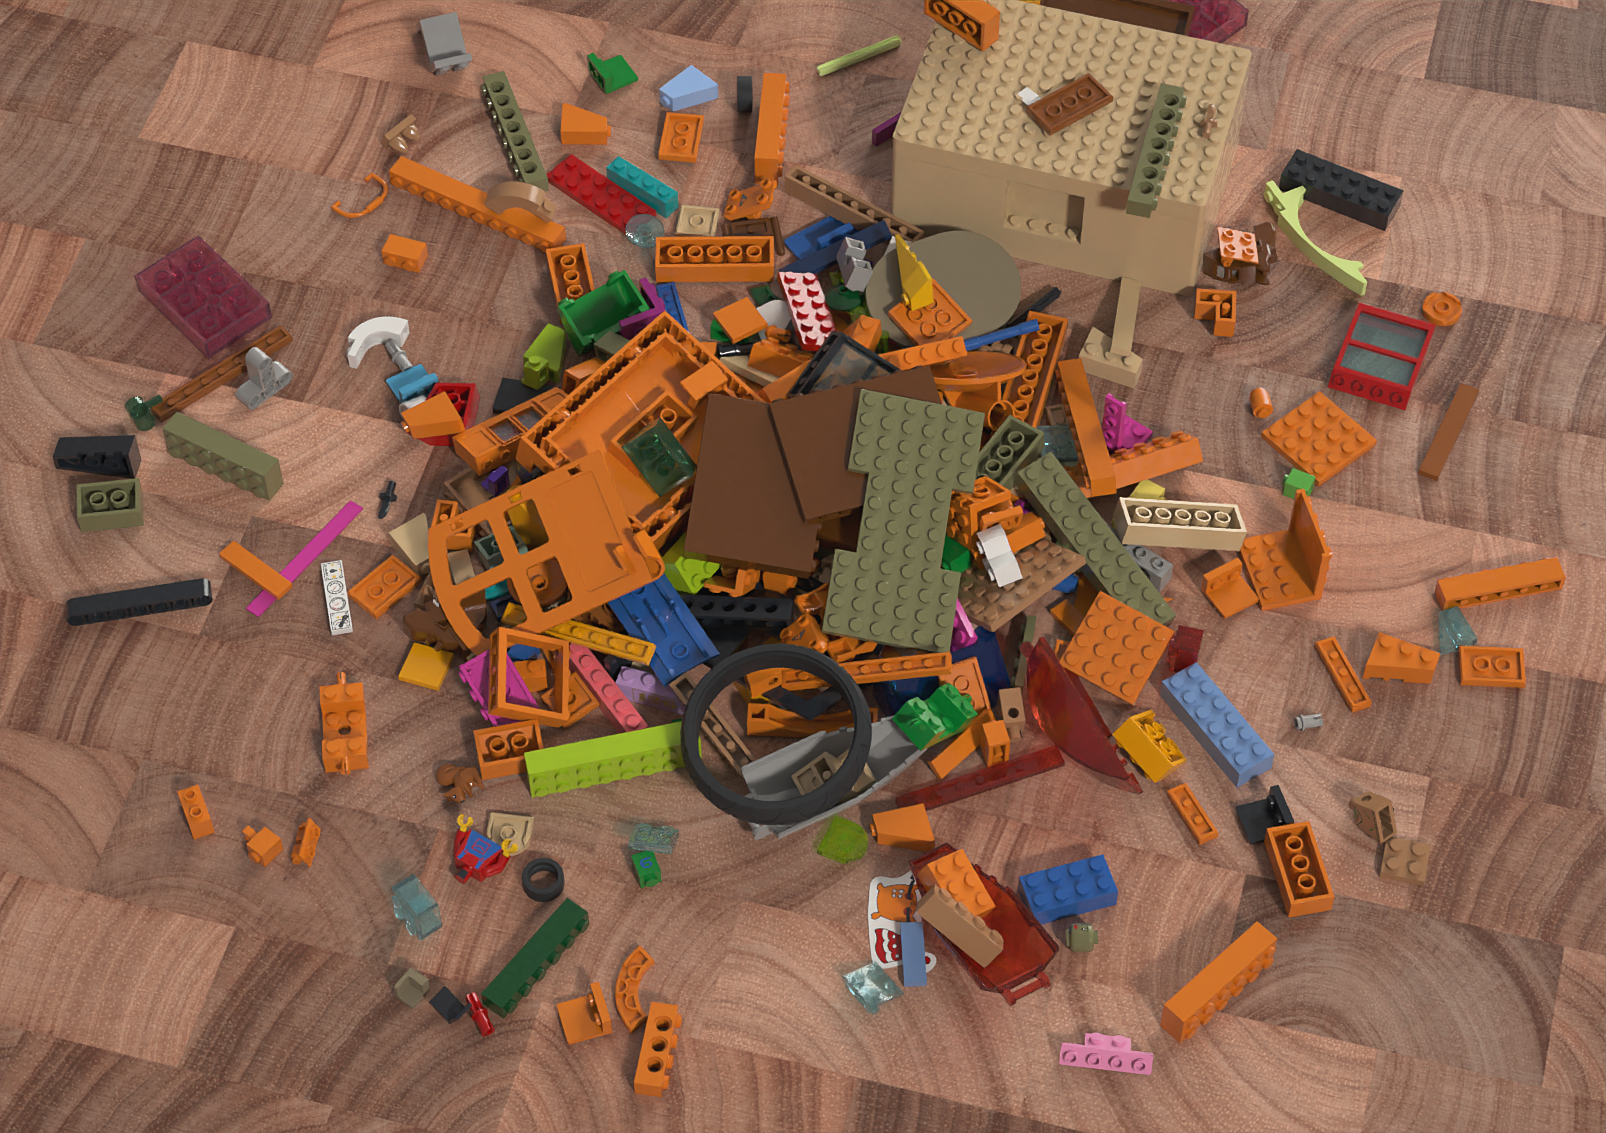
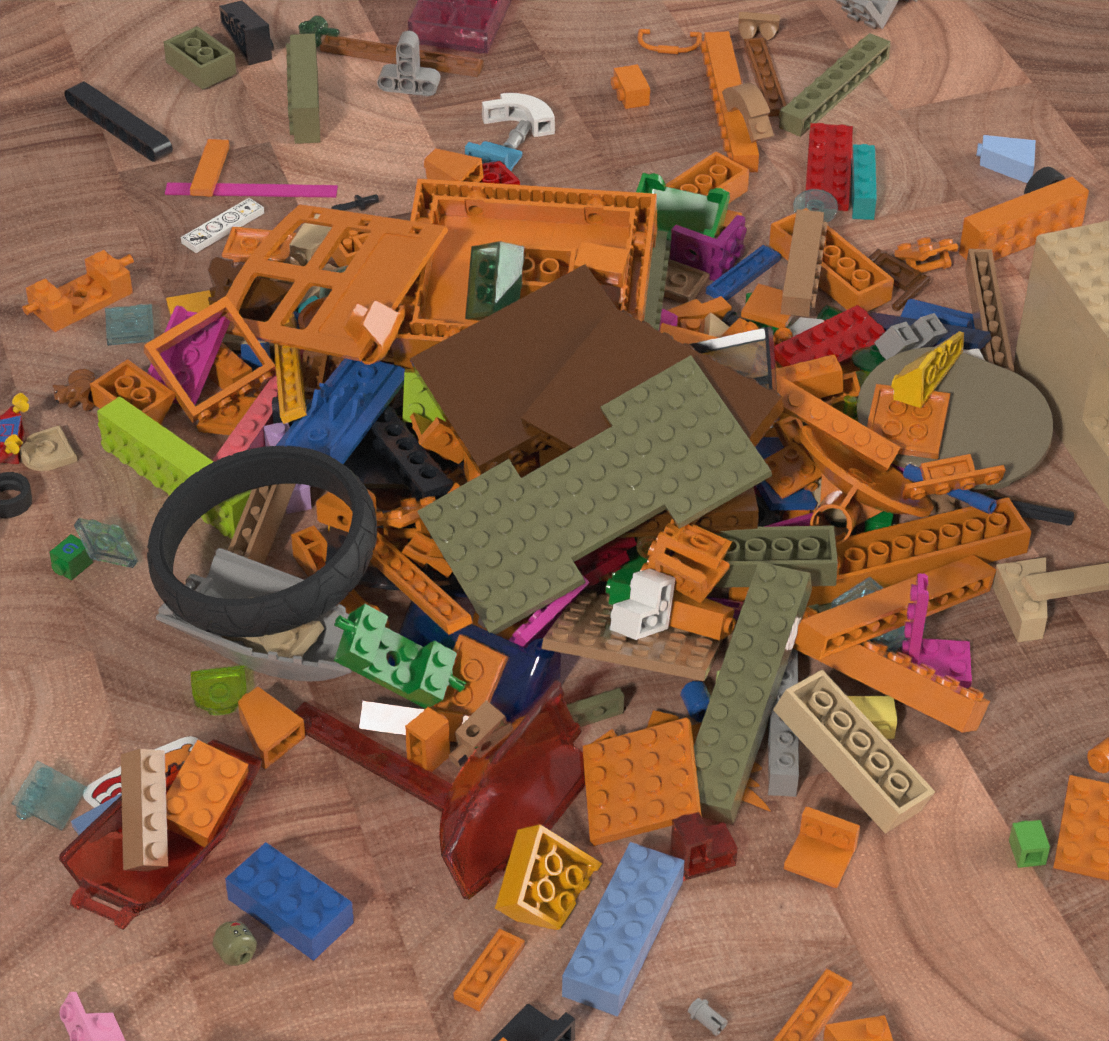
camera: 55 degrees right, 10 degrees down
(406, 714) = (129, 324): none -> clear light blue plate
(457, 165) = (764, 74): none -> dark orange tile
(583, 127) = (888, 117): orange slope -> none
(612, 73) = (968, 106): green bracket -> none
(681, 137) = (951, 179): orange plate -> none
(697, 221) = (868, 236): tan tile -> none
(721, 274) = (804, 263): none -> medium nougat brick
(1000, 327) = (951, 474): none -> orange bracket
(1289, 563) = (907, 880): orange bracket -> none

